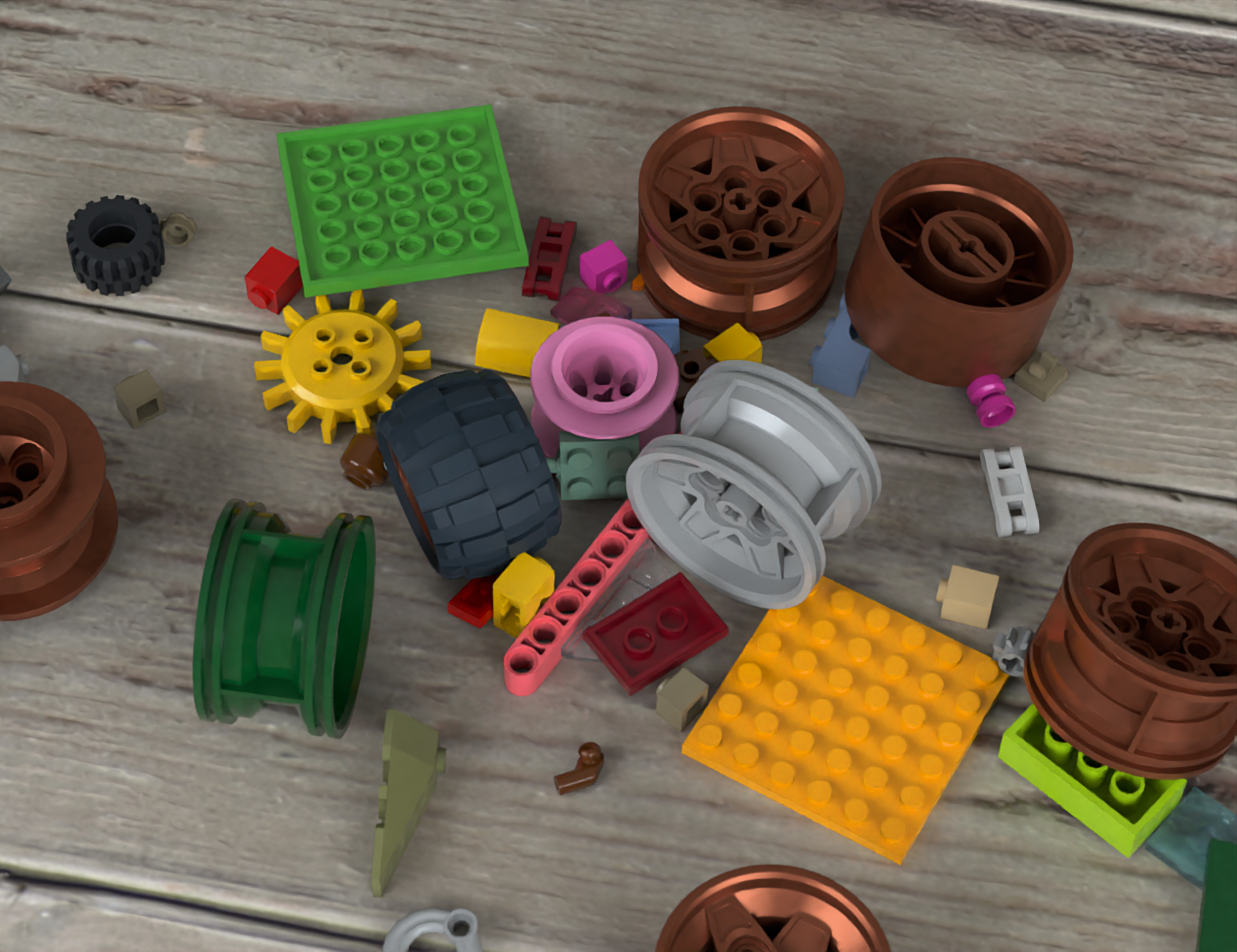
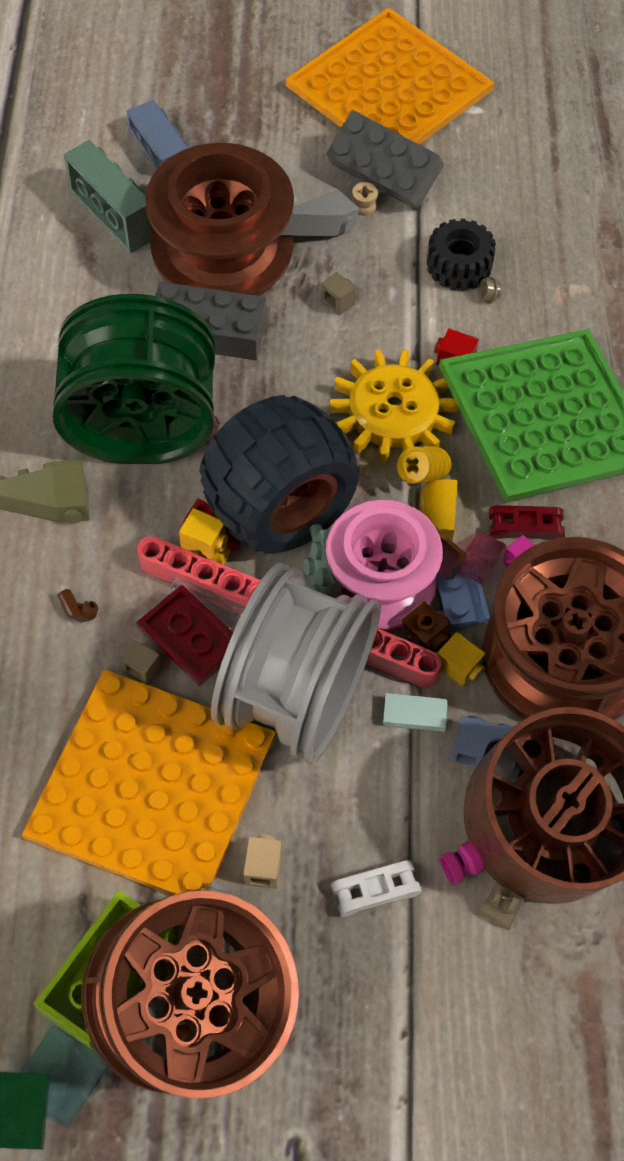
camera: 80 degrees right, 5 degrees up
(147, 560) = (233, 317): none -> dark grey brick
(456, 338) = (423, 464): none -> yellow piece

